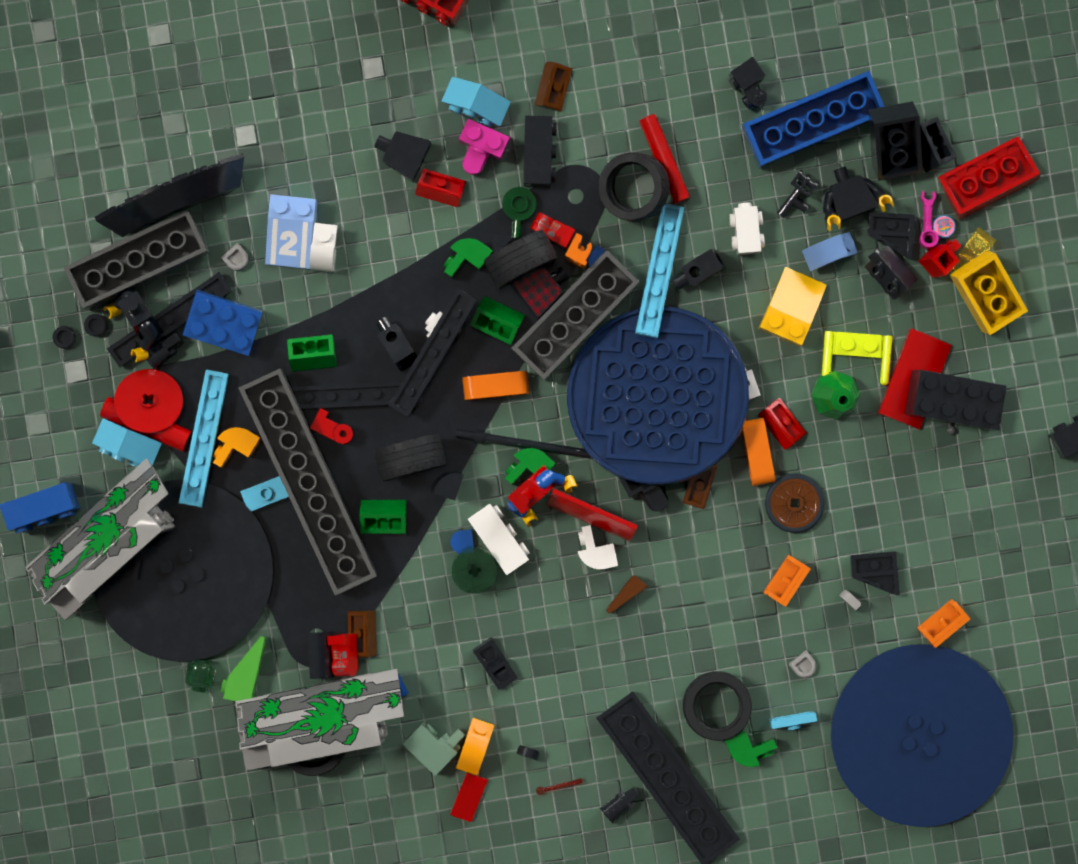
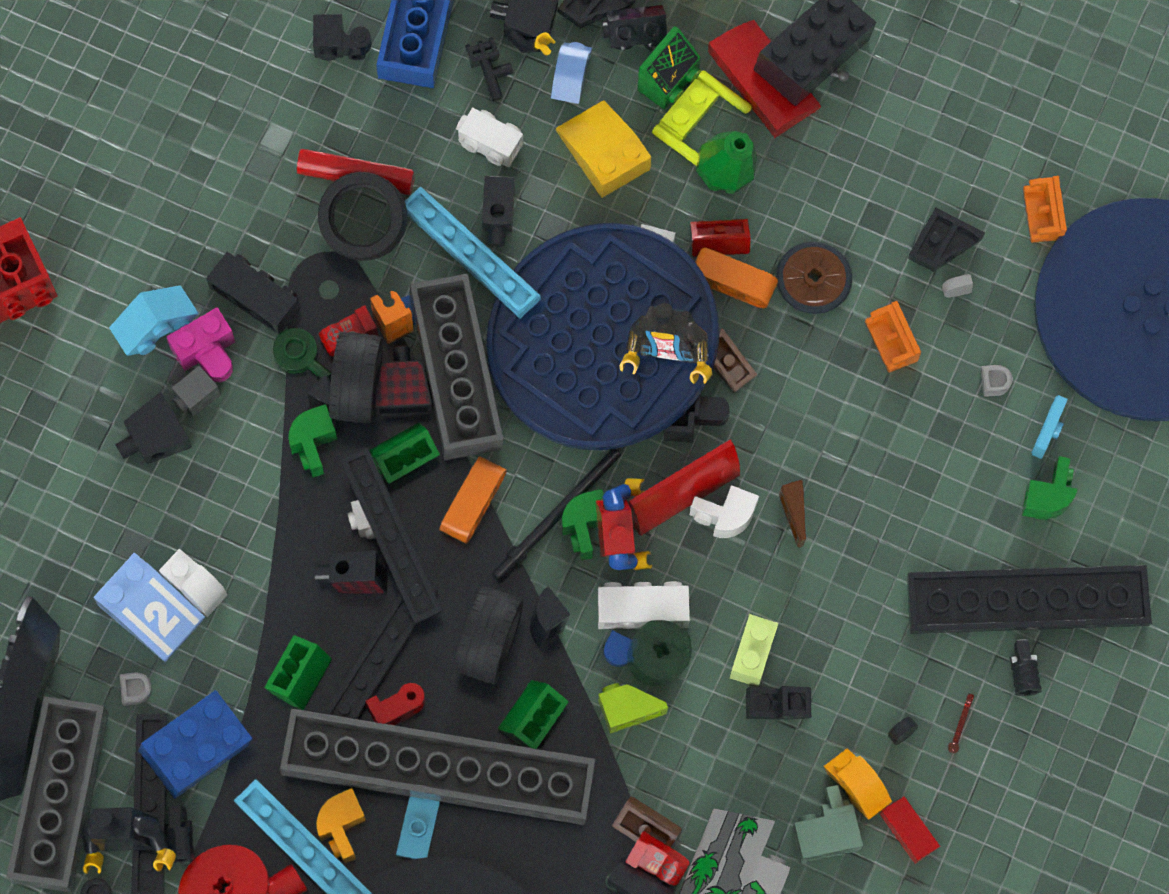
camera: 60 degrees left, 15 degrees down
(428, 571) = (628, 706): none -> lime slope
(440, 187) = (218, 421): red slope -> none
(447, 160) = (195, 392): none -> dark grey brick
(516, 627) = (753, 650): none -> yellowish green brick
(553, 86) = (195, 236): reddish brown slope -> none
(677, 444) = (671, 336): none -> clear smoke torso
(730, 730) = (996, 462): black tyre -> none
(873, 315) = (669, 69): none -> slope

